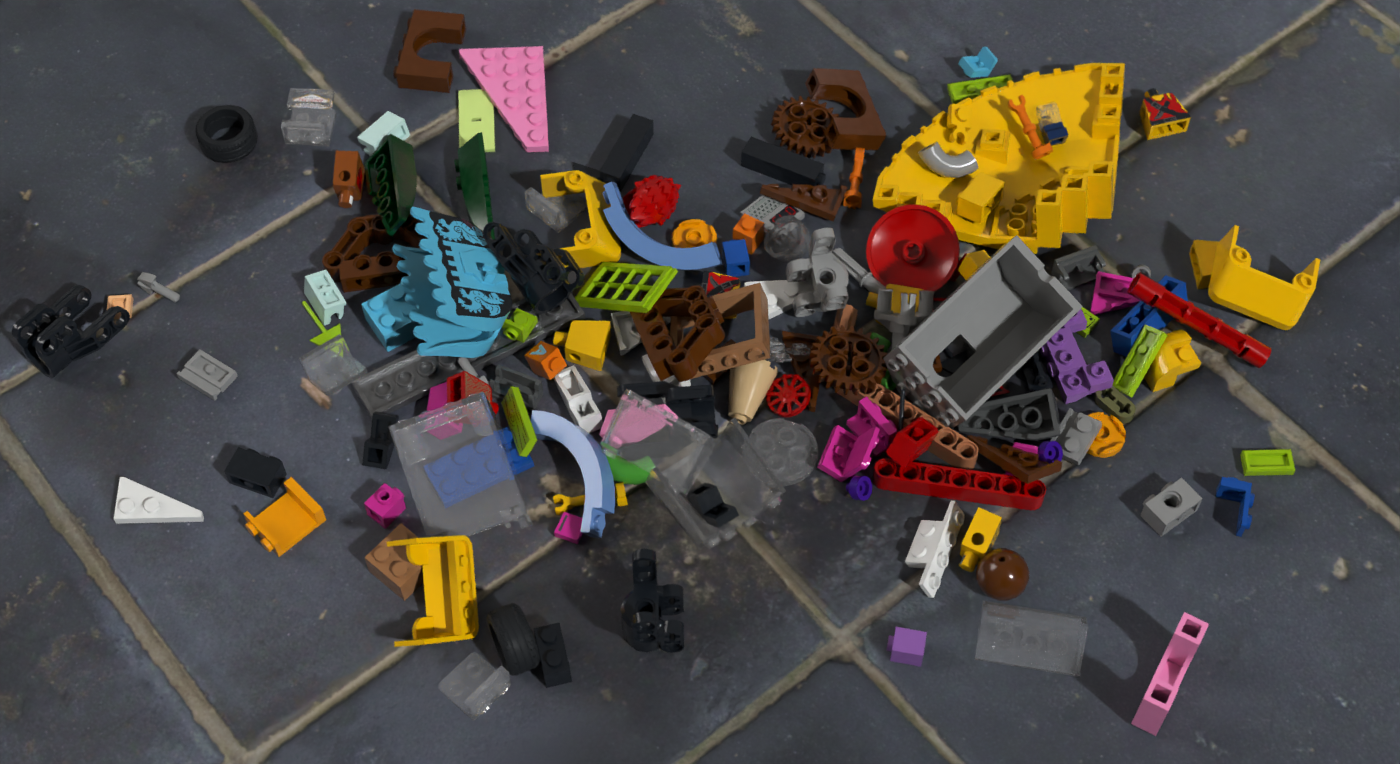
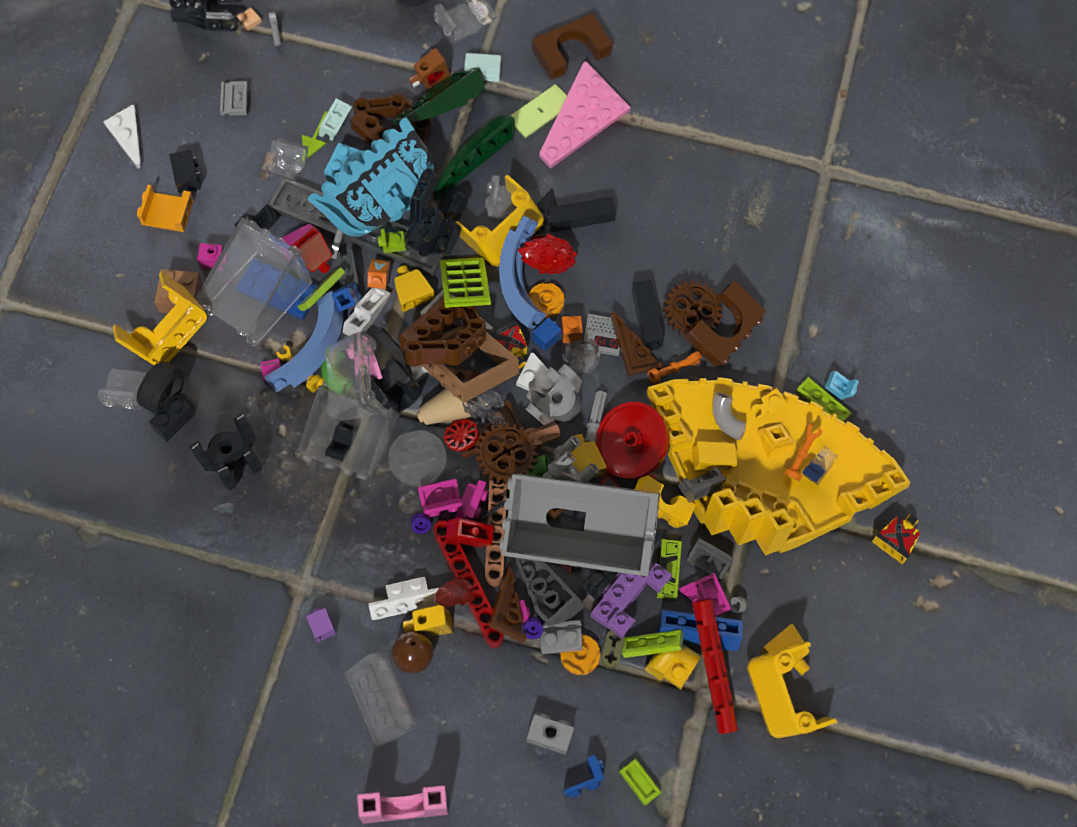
camera: 50 degrees right, 10 degrees up
(550, 400) = (346, 296): none -> blue brick
(969, 491) = (455, 592): none -> clear red piece
(1002, 221) = (702, 485): none -> dark grey hinge

